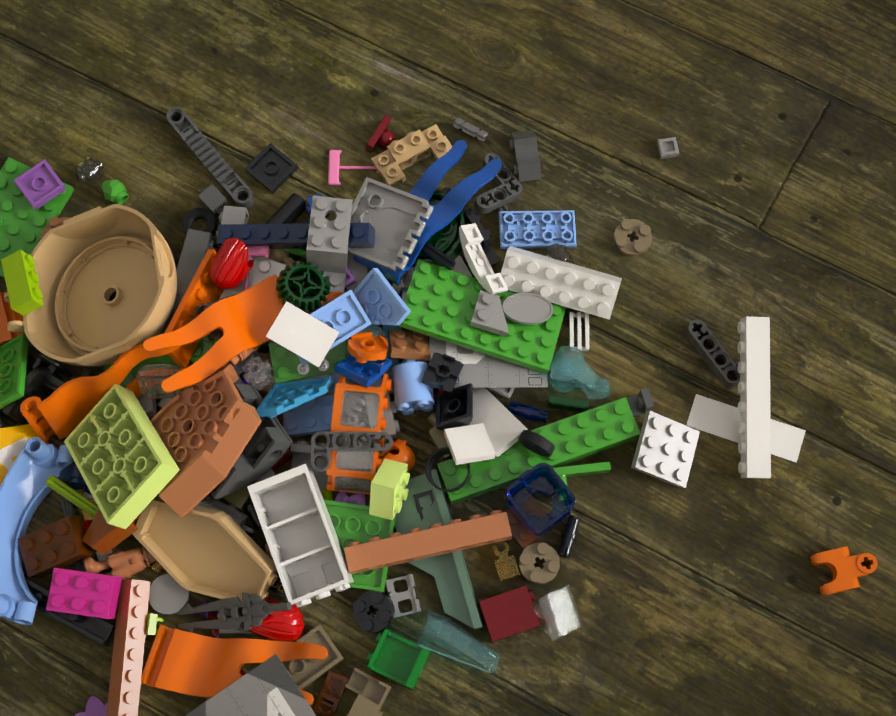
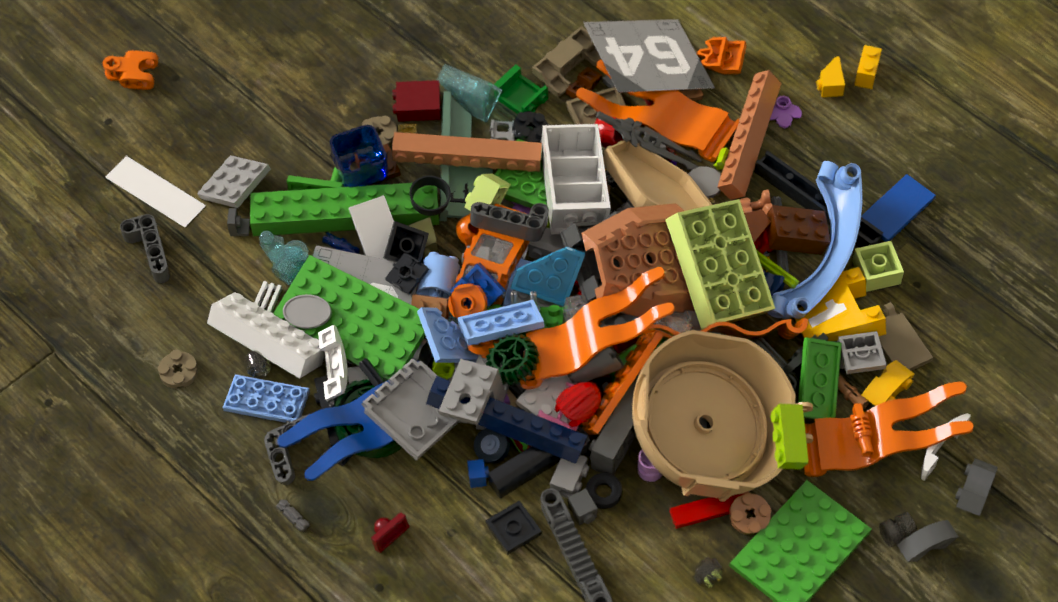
camera: 165 degrees left, 15 degrees down
(40, 184) = (762, 563): medium lavender plate -> none
(84, 593) = (774, 180): dark pink brick -> none
(114, 191) = (684, 542): bright green rock -> none
(302, 334) = (525, 312): white tile -> none
(333, 167) = (447, 516): bright pink piece -> none
(408, 151) = (364, 505): tan bracket -> none
(469, 444) = (404, 205): white tile -> none
(489, 314) = (345, 310): light grey wing -> none
(526, 155) = (247, 469): dark grey brick -> none
(536, 443) = (345, 191): black tyre -> none
(559, 613) = (377, 89): clear slope -> none
(568, 404) = (309, 240): dark green tile -> none
(667, 148) = (102, 446): light grey tile -> none
(754, 397) = (136, 196): white brick -> none

